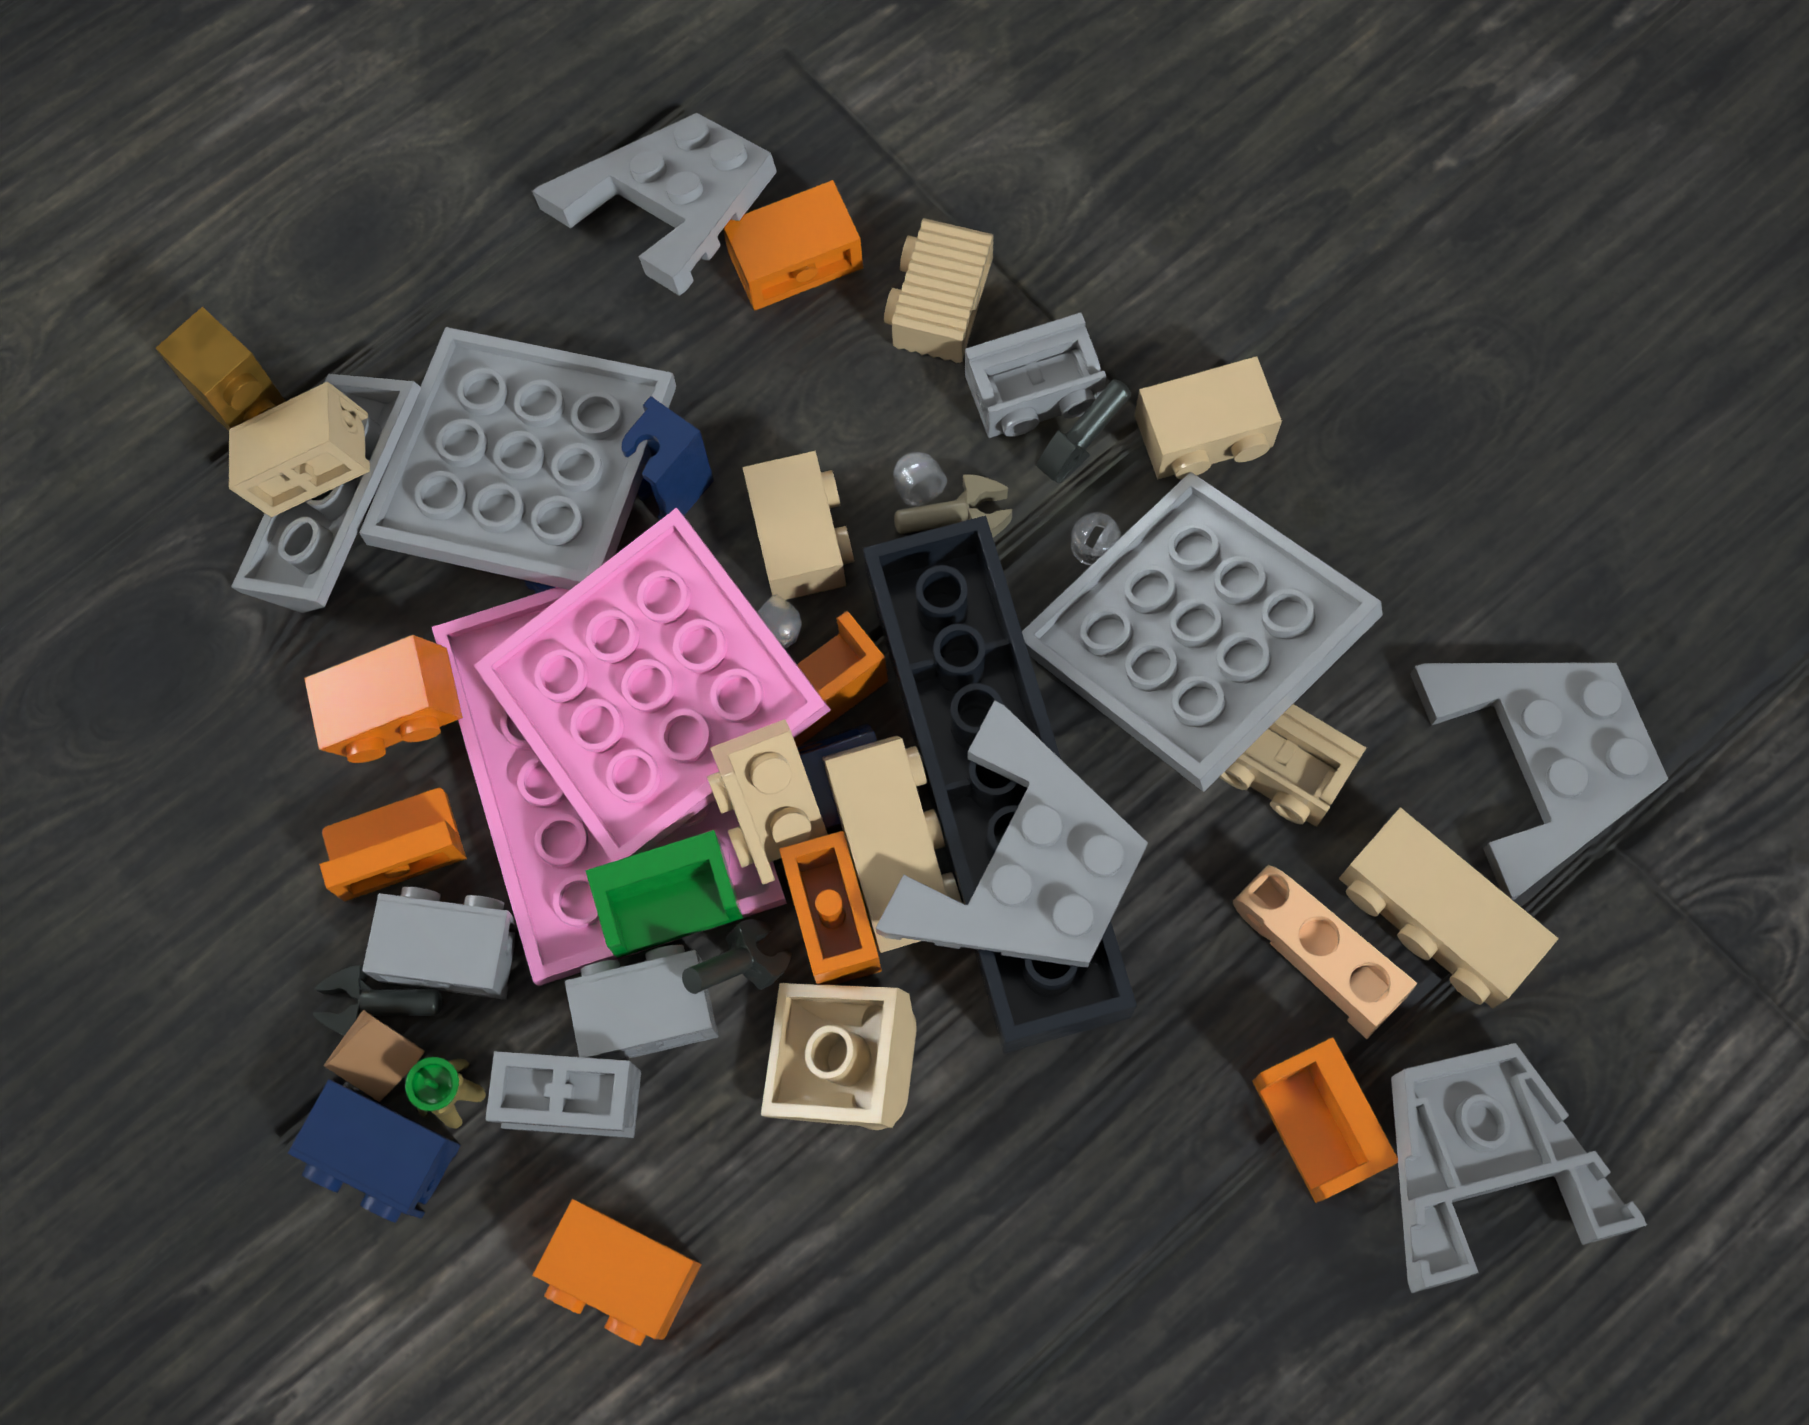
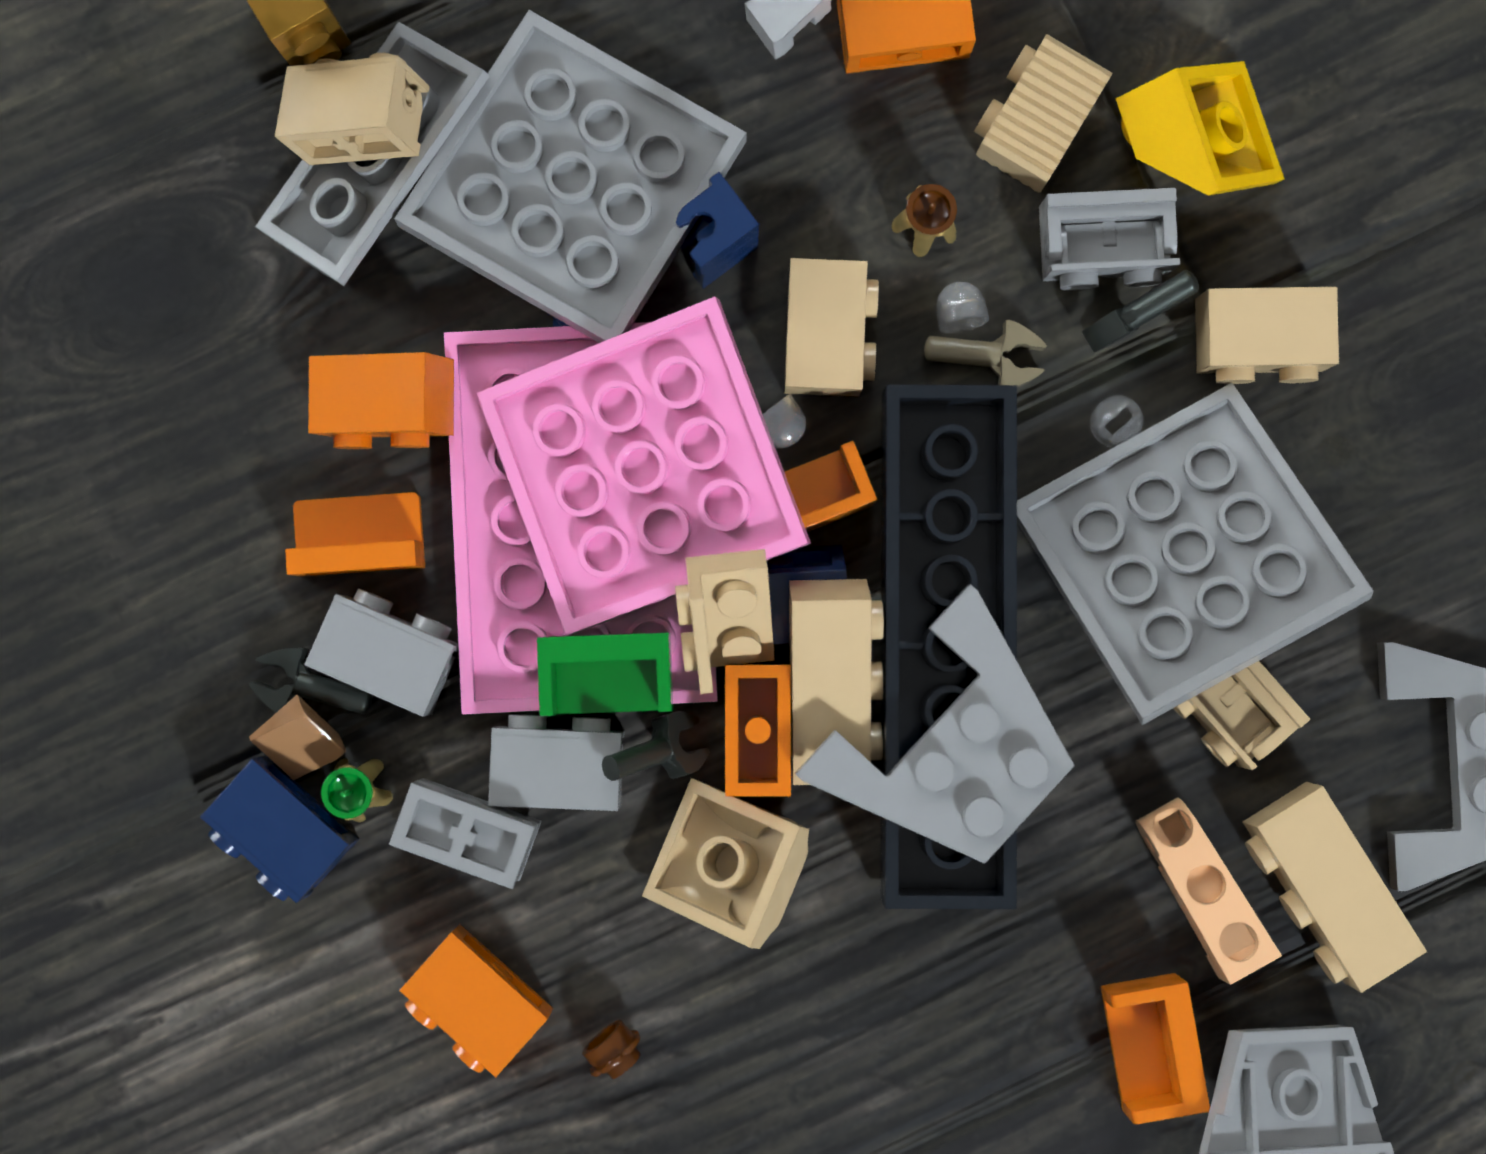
camera: 10 degrees right, 15 degrees up
(773, 1285) = (613, 1050): none -> reddish brown plate
(862, 396) = (930, 214): none -> reddish brown piece
(1087, 259) = (1202, 128): none -> yellow slope

